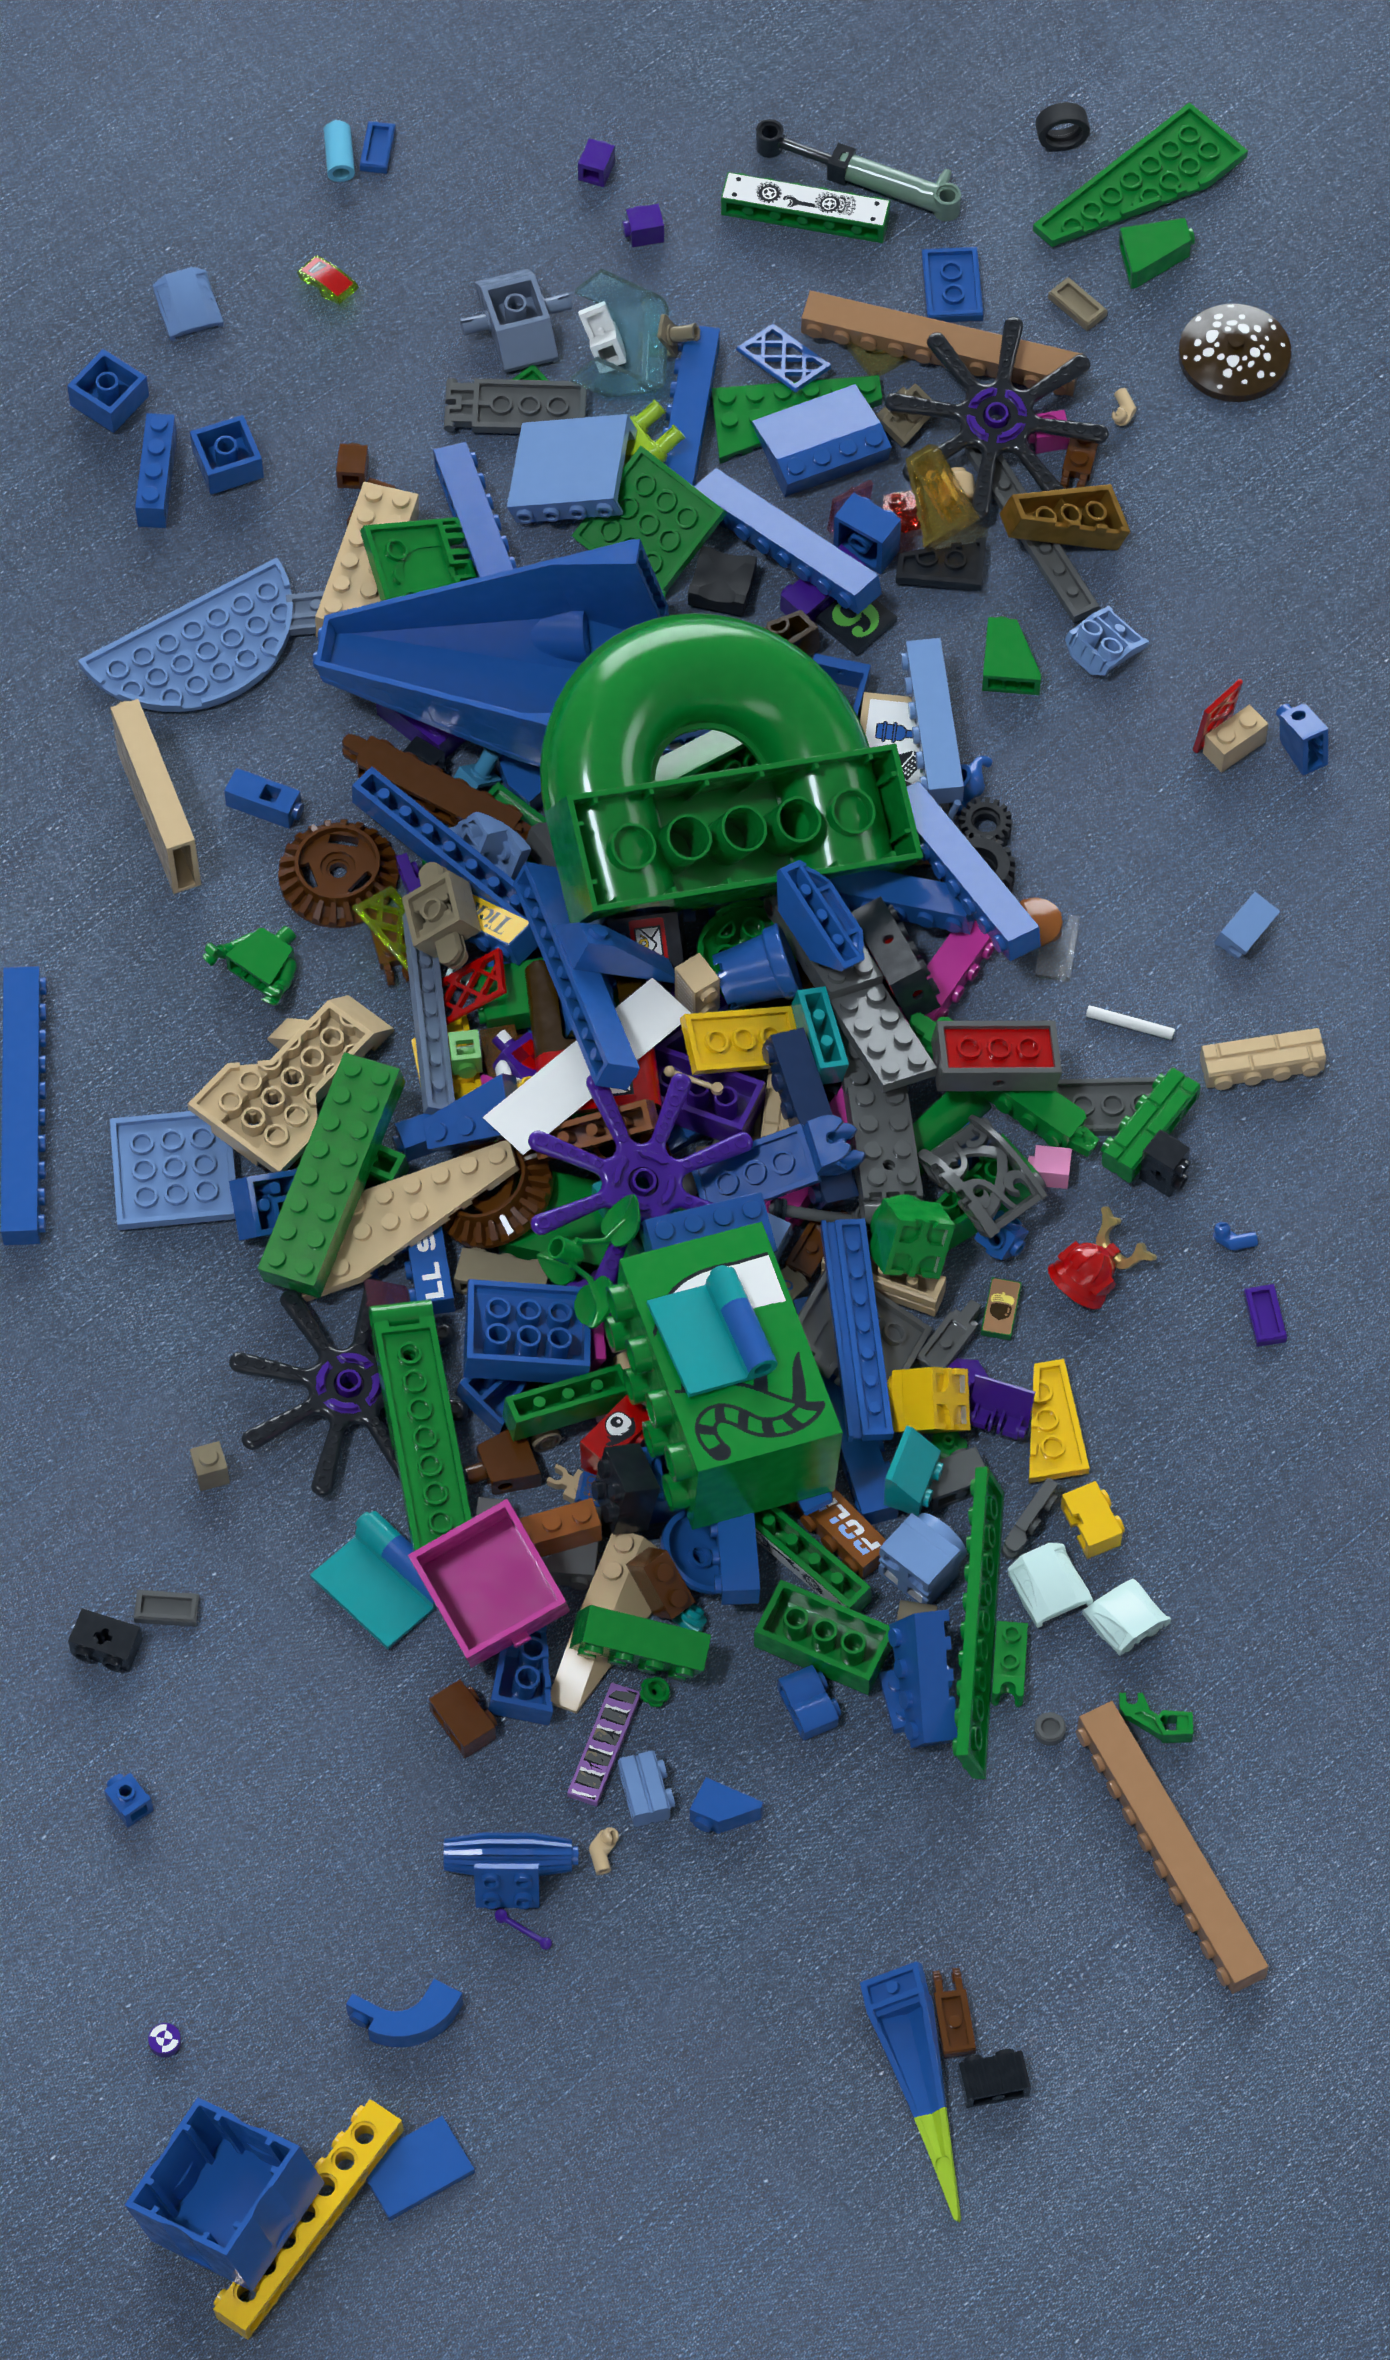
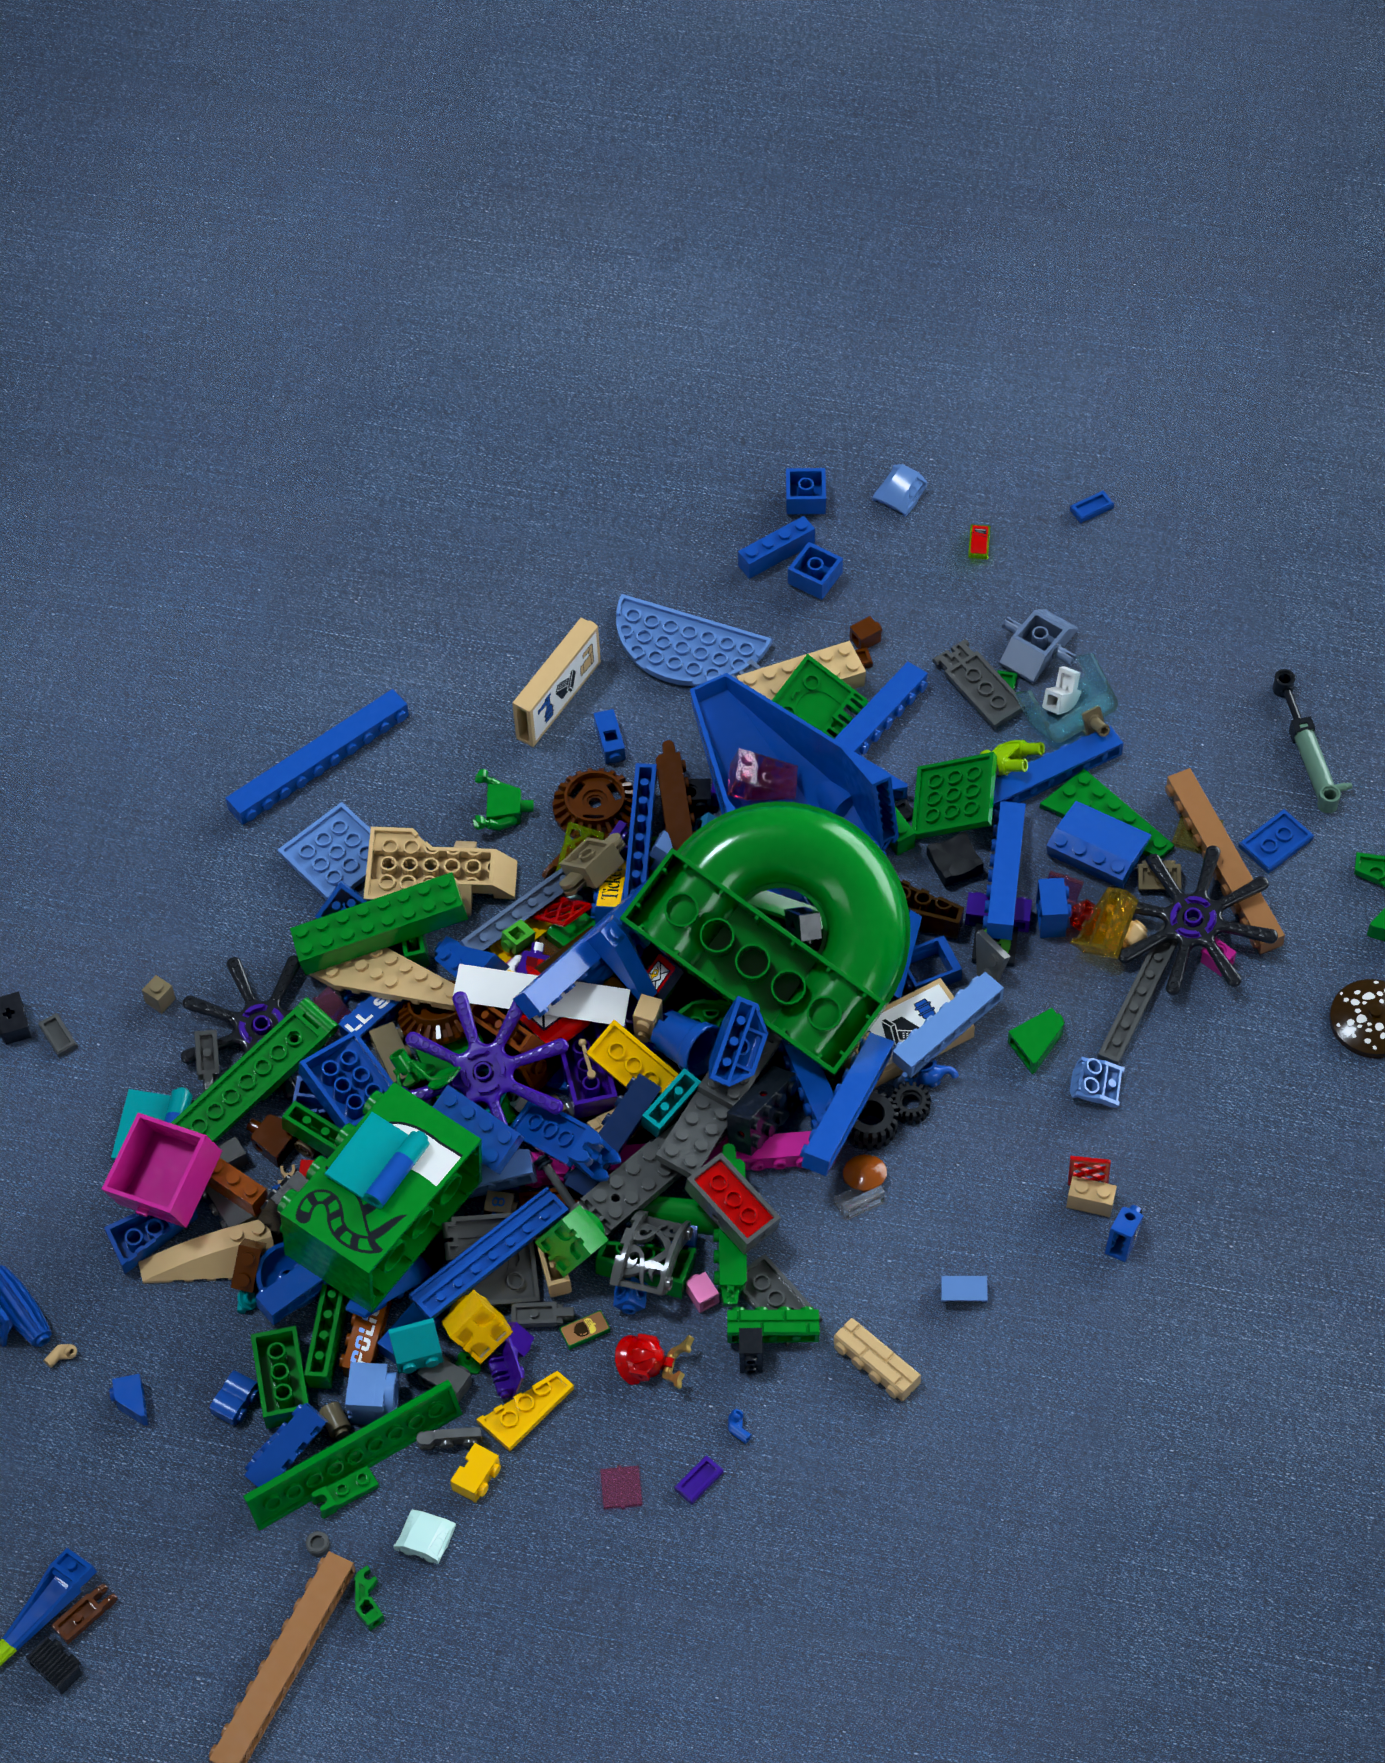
camera: 55 degrees right, 5 degrees down
(339, 151) = (1068, 489): medium azure brick -> none
(347, 1464) = (206, 1056): none -> dark grey hinge
(463, 1718) = (89, 1225): reddish brown brick -> none
(485, 673) = (761, 777): none -> slope
(569, 468) = (954, 731): medium blue panel -> none
(596, 162) = (1182, 612): dark purple brick -> none
(604, 1744) = (131, 1309): tile -> none
(639, 1642) = (195, 1278): green brick -> none
(644, 225) = (1162, 663): dark purple brick -> none
(645, 1789) = (114, 1349): medium blue brick -> none
(660, 1686) = (178, 1308): green plate -> none
(730, 751) = (803, 924): none -> black brick
(805, 207) = (1254, 732): brick -> none
(808, 375) = (1152, 800): window -> none
(882, 630) = (990, 956): none -> dark grey wing
(945, 567) = (1072, 966): black wing -> none
(1048, 1583) = (413, 1477): light aqua slope -> none
(1067, 517) = (1159, 1001): pearl gold wedge -> none
(1077, 304) = (1326, 913): dark tan tile -> none
(1078, 462) = (1213, 988): reddish brown hinge -> none
(1126, 410) = (1274, 988): tan arm -> none
(1130, 1022) = (842, 1270): white bar -> none
(1214, 1394) = (621, 1487): none -> clear pink piece

